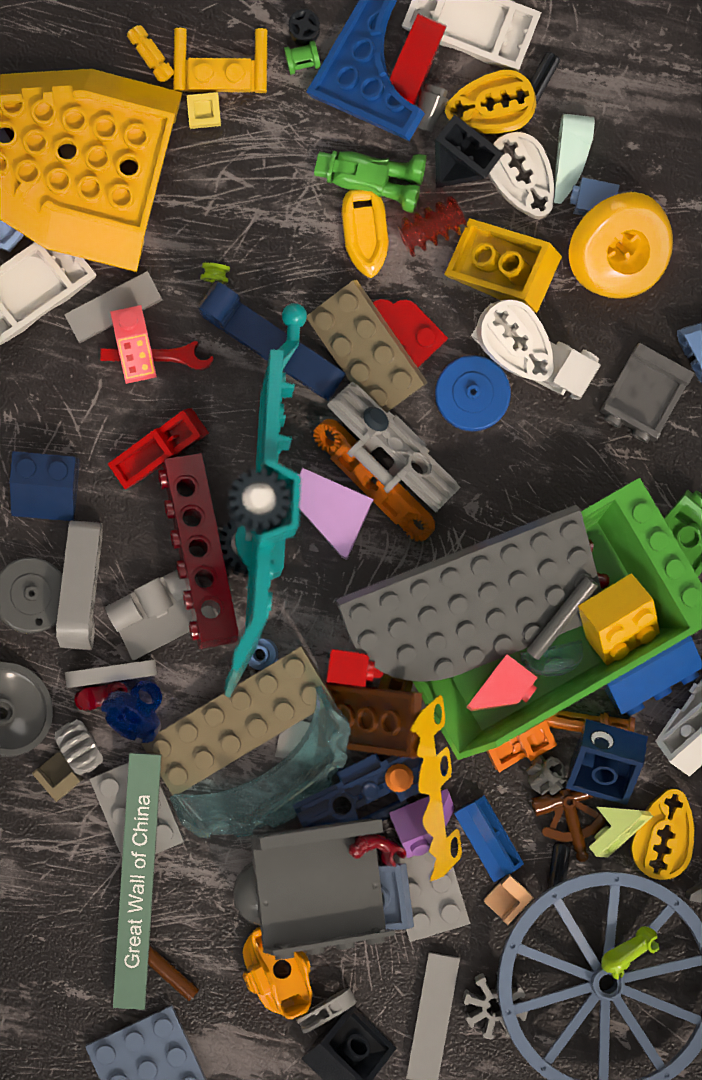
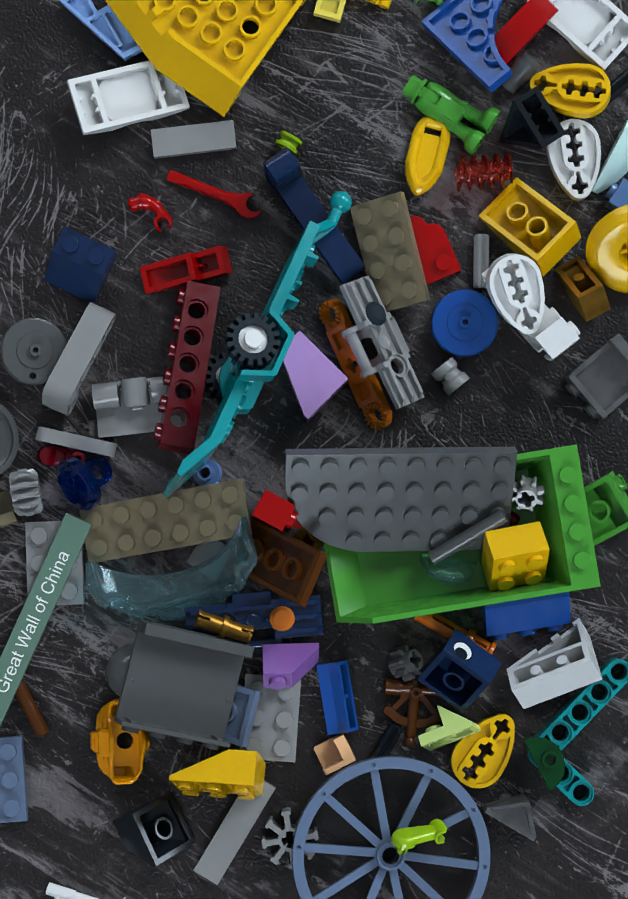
camera: 10 degrees right, 0 degrees up
(92, 392) = (147, 202): none -> red piece
(133, 344) = (198, 175): coral slope -> none
(326, 1010) = (147, 789): light grey piece -> none
(341, 810) = (223, 626): none -> pearl gold pin
(369, 842) = (236, 662): dark red piece -> none
(401, 963) = (224, 774): none -> yellow slope
(429, 783) = (307, 631): yellow piece -> none
(464, 319) = (480, 259): none -> light grey axle
(479, 455) = (450, 376): none -> light grey wheel
(504, 687) = (398, 576): coral slope -> none
(527, 744) = (400, 631): orange slope -> none
(584, 309) = (583, 288): none -> pearl gold slope
(608, 548) = (528, 493): none -> light grey gear

